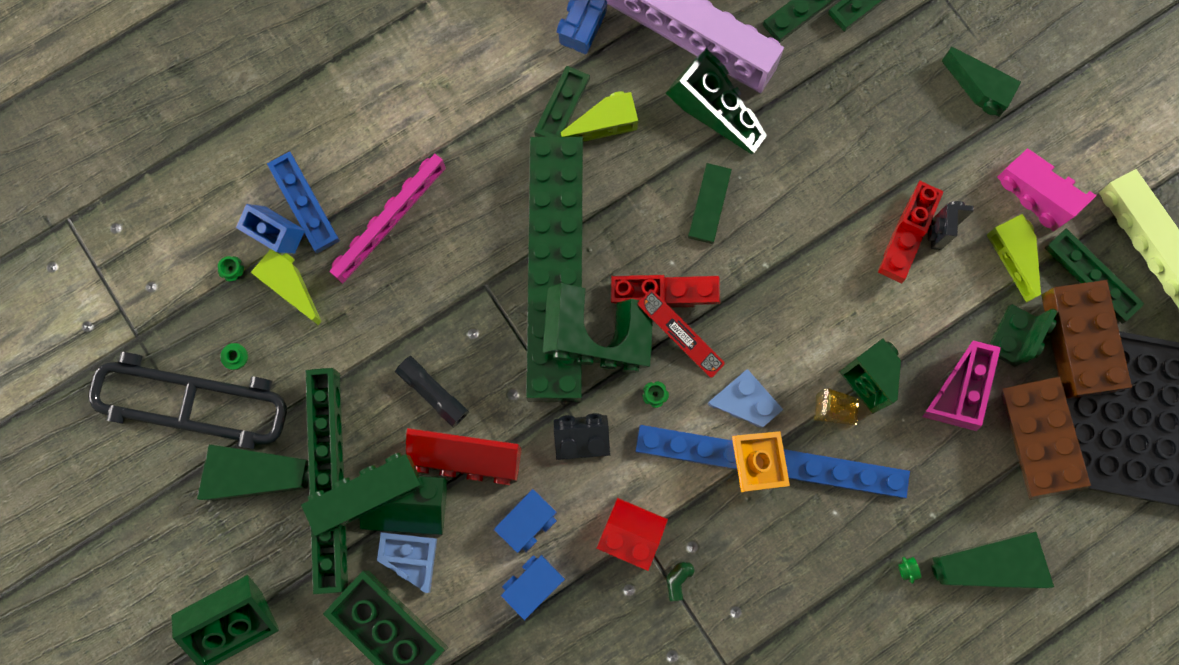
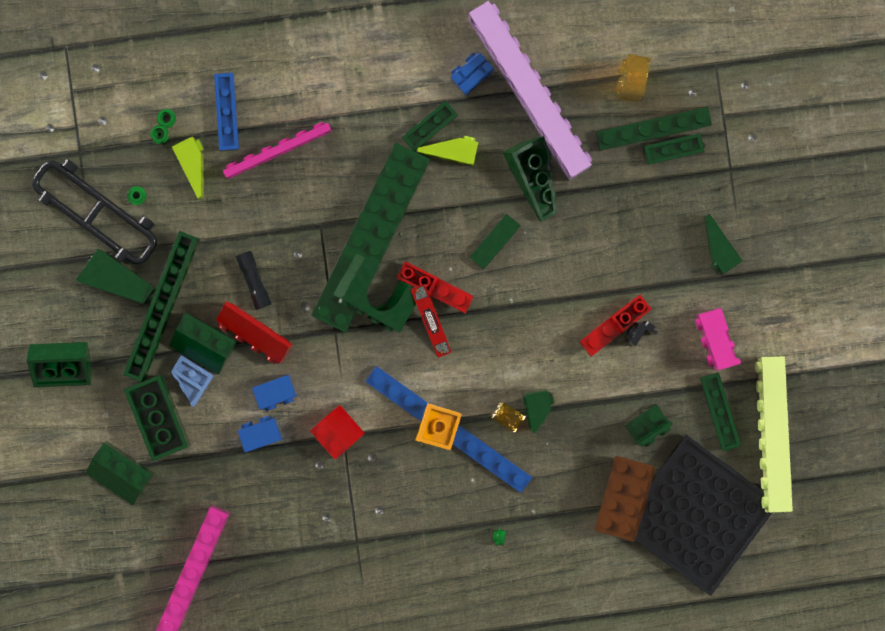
camera: 25 degrees right, 10 degrees up
(228, 238) = (160, 118): none -> green plate
(270, 228) = (197, 122): blue brick -> none
(361, 495) = (180, 329): dark green brick -> none
(581, 436) = (335, 355): black bracket -> none
(658, 387) = (395, 356): green plate -> none
(676, 578) = (353, 471): dark green arm -> none
(747, 400) = (452, 383): medium blue wing -> none
(967, 389) = (594, 444): dark pink wedge -> none
(998, 563) = (553, 559): dark green slope -> none
(1018, 250) = (679, 371): lime slope -> none
(1087, 340) = (685, 450): reddish brown brick -> none

